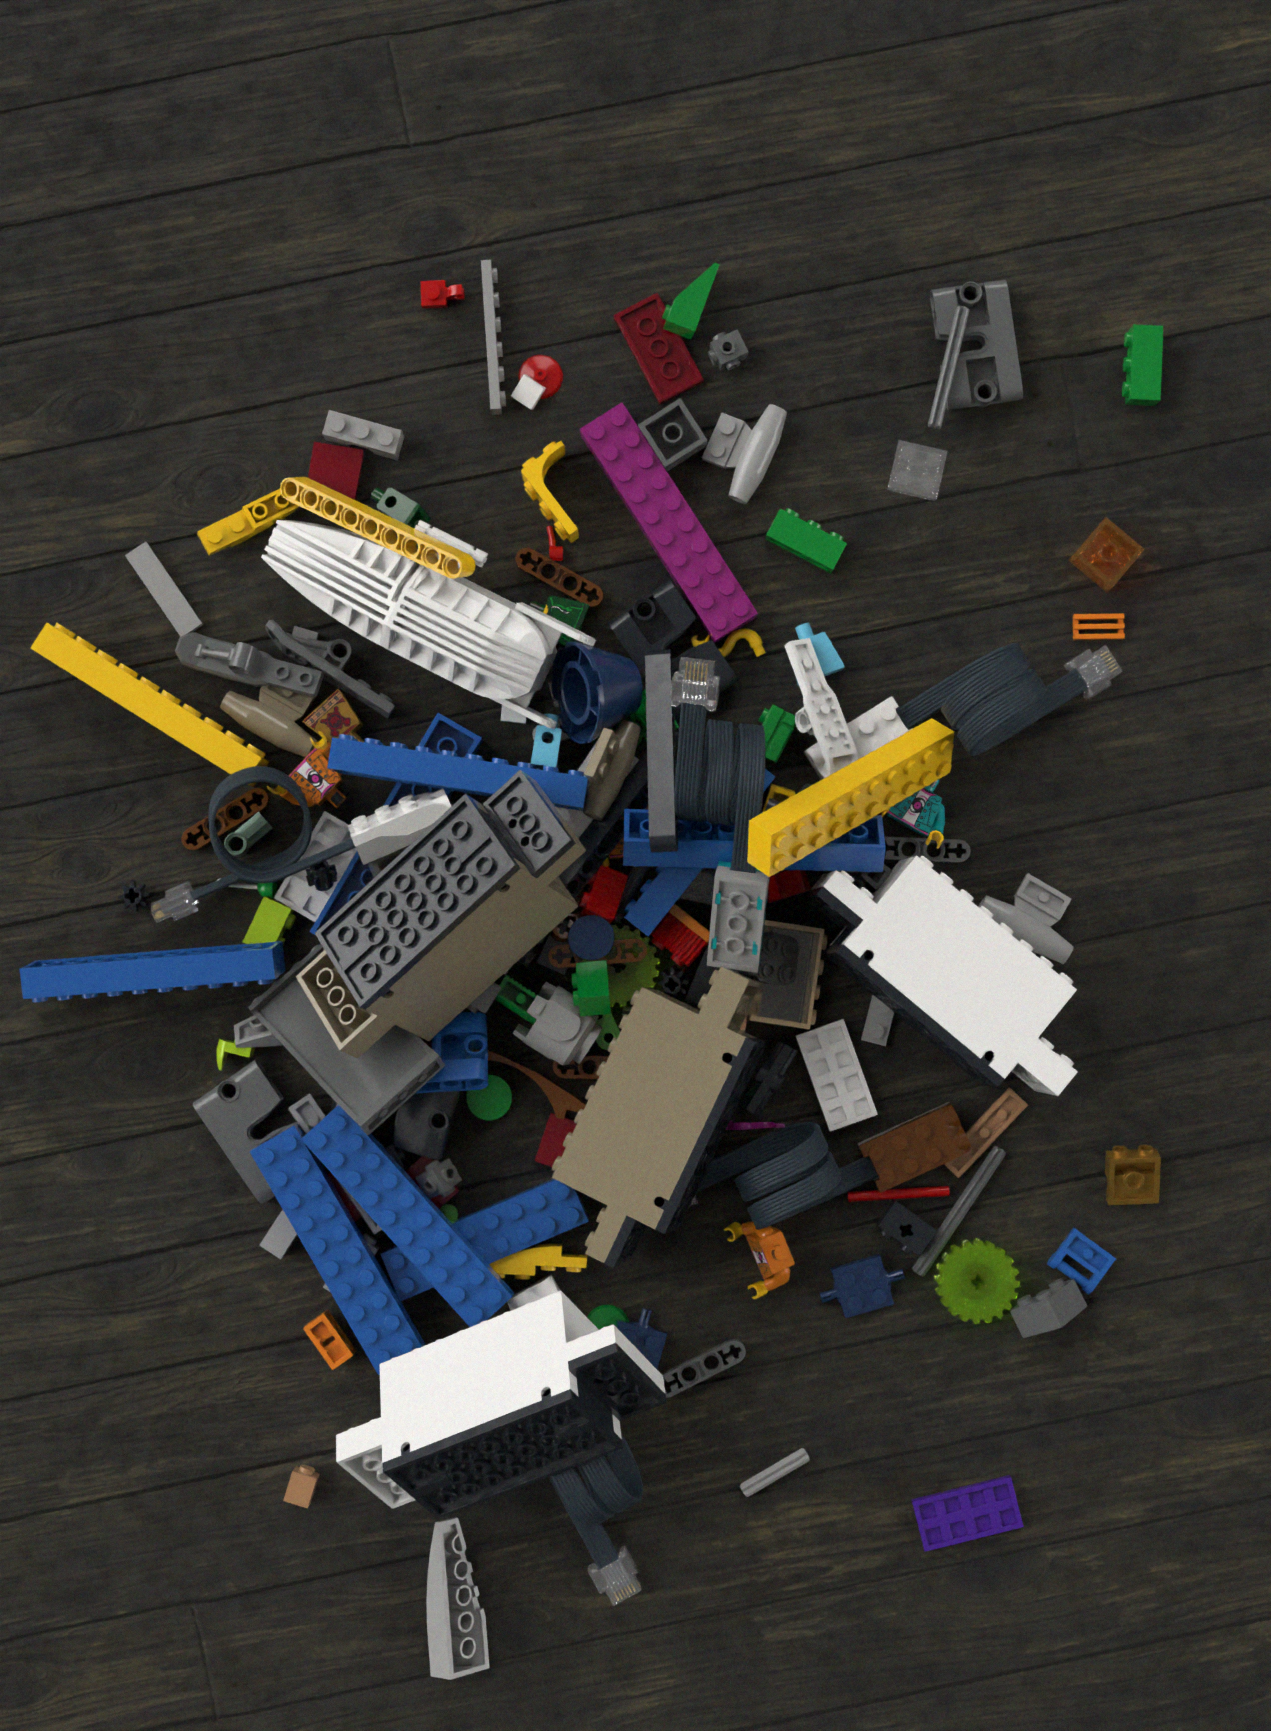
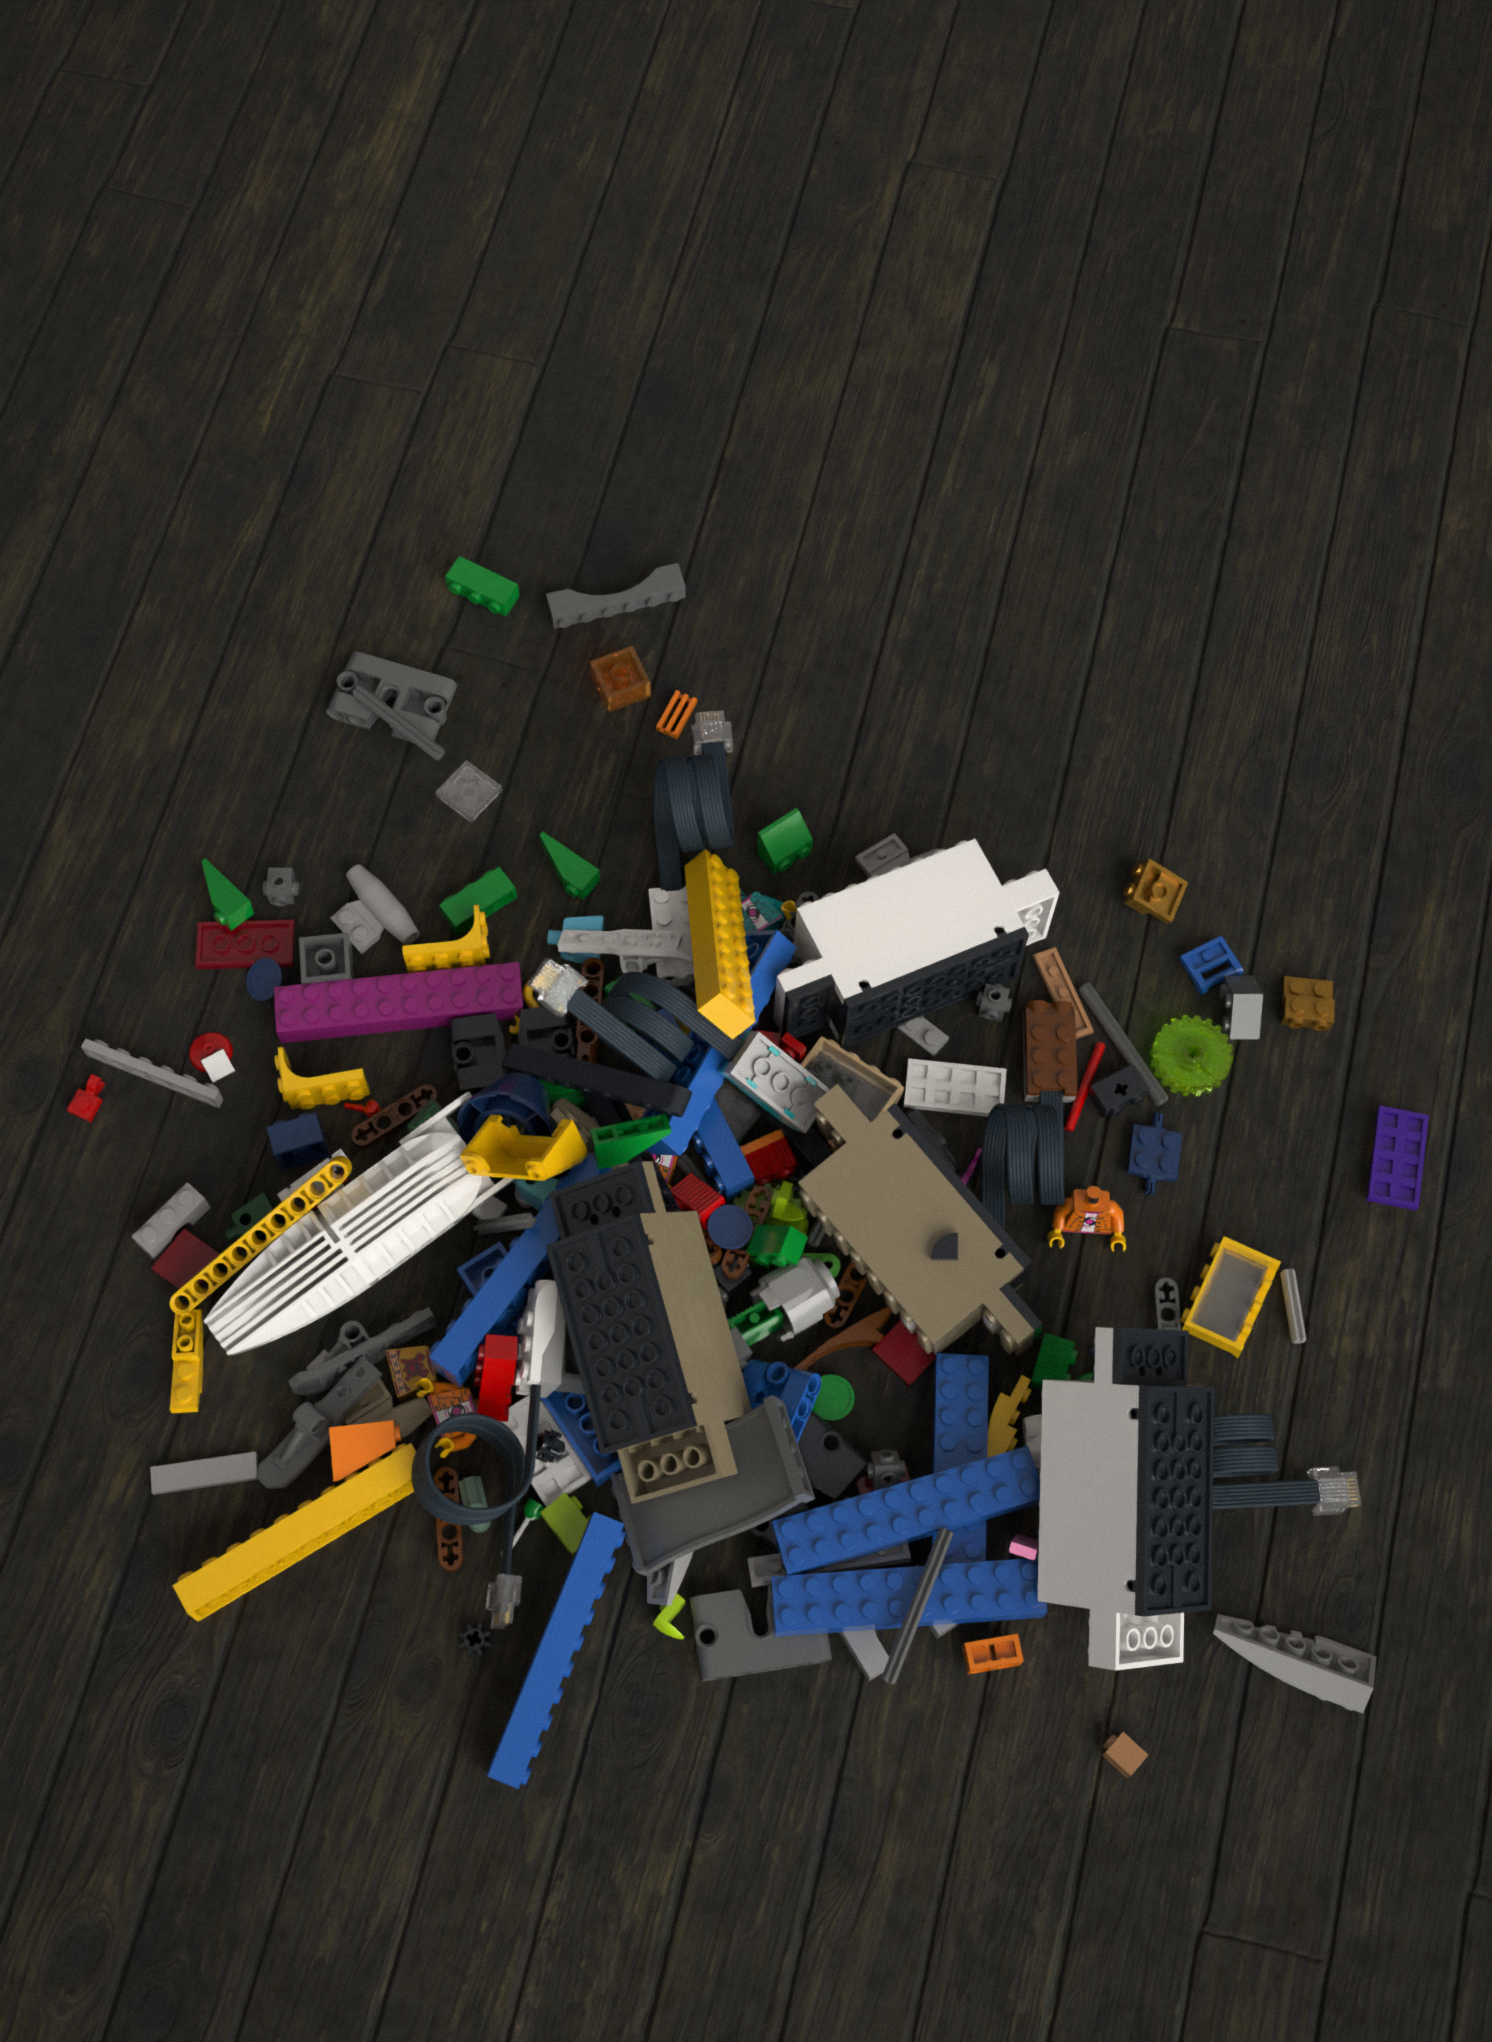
camera: 65 degrees left, 20 degrees down
(242, 714) = (360, 1444): none -> orange slope
(324, 1263) = (917, 1606): none -> dark grey axle
(355, 800) = (496, 1375): none -> red wedge
(430, 1329) = (1024, 1546): none -> bright pink tile
(488, 506) = (298, 1141): none -> dark blue brick
(492, 736) = (505, 1224): none -> dark grey axle
(552, 723) = (507, 1154): none -> yellow windscreen
(609, 812) = (625, 1140): none -> green slope
(609, 1281) = (1053, 1360): none -> green brick
(630, 386) = (262, 979): none -> dark blue piece
(635, 977) = (783, 1209): none -> lime plate
(639, 1151) = (946, 1248): none -> black tile
(743, 560) = (461, 953): none -> yellow bracket
(752, 700) = (589, 1051): none -> reddish brown piece
(754, 1411) = (1230, 1295): none -> window
(795, 908) = (793, 1047): none -> red plate
(879, 615) = (573, 871): none -> green slope
(929, 1073) = (993, 1002): none -> dark grey brick
(1006, 800) = (784, 842): none -> green slope
(1086, 1368) = (1307, 1003): none -> pearl gold plate
(1164, 464) = (571, 607): none -> dark grey arch

